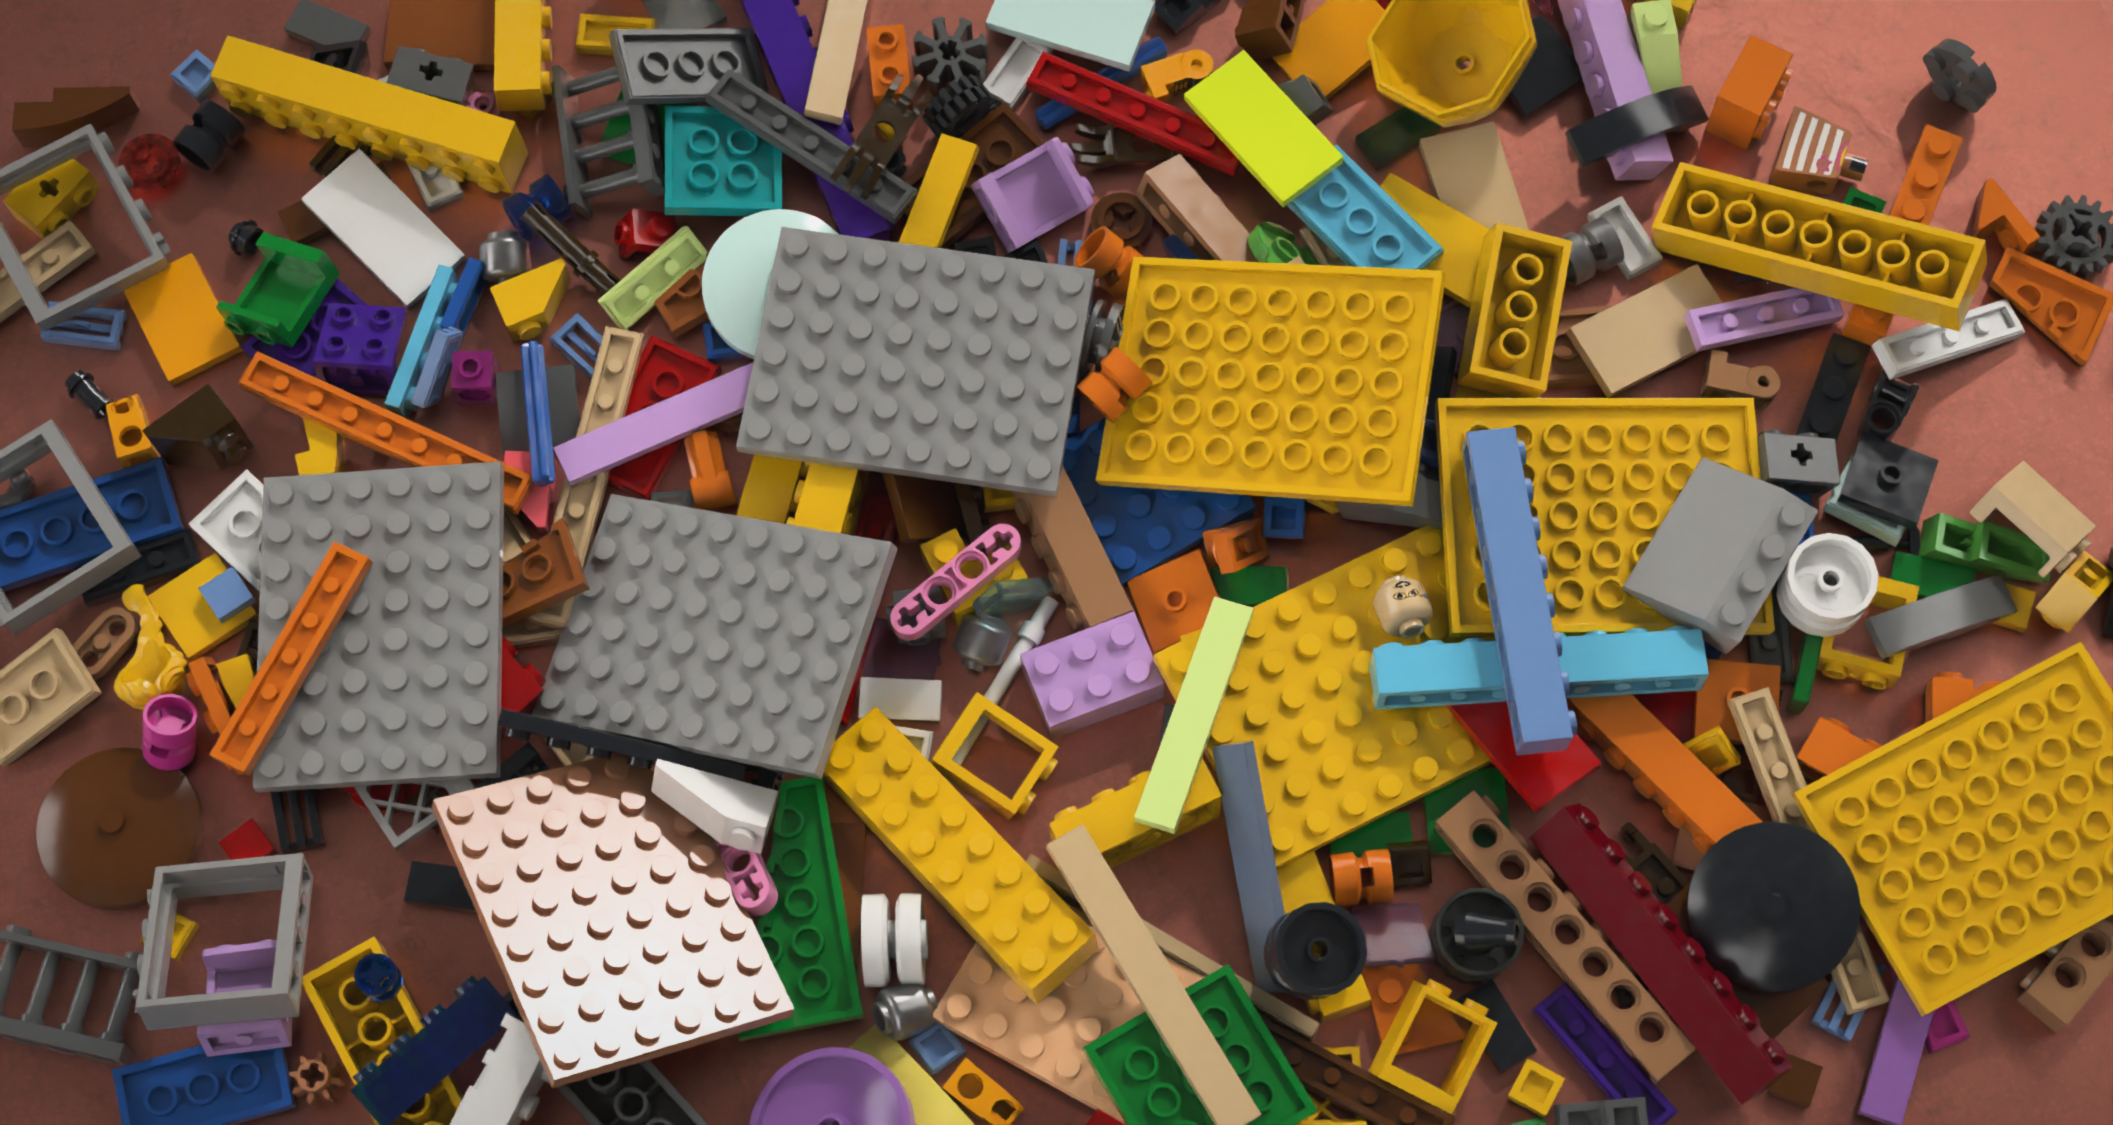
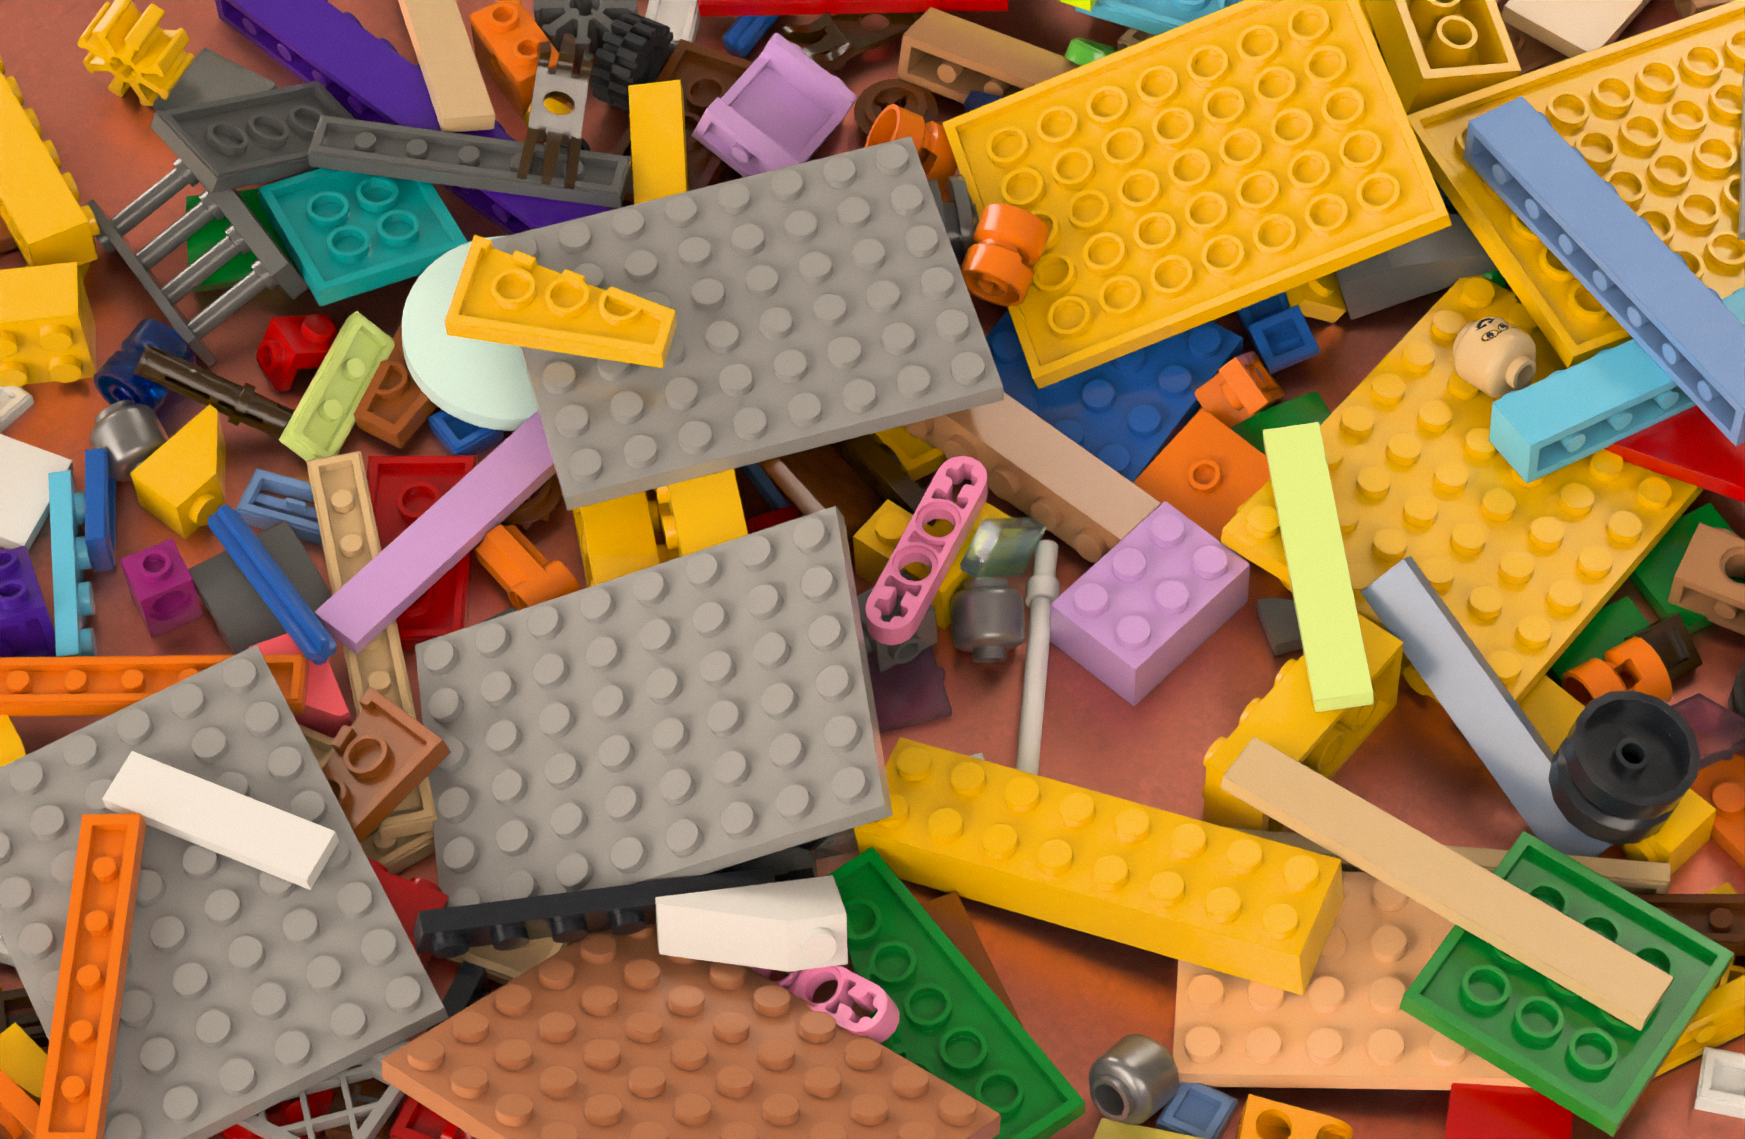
camera: 25 degrees left, 15 degrees down
(418, 581) = (222, 820): none -> white tile
(437, 367) = (107, 589): medium blue tile -> none
(595, 30) = (130, 160): yellow tile -> none
(781, 300) = (534, 307): none -> yellow wing
(896, 939) = (1075, 995): white wheel -> none
(901, 698) = (938, 720): white tile -> none
(976, 787) = (1091, 697): yellow window -> none

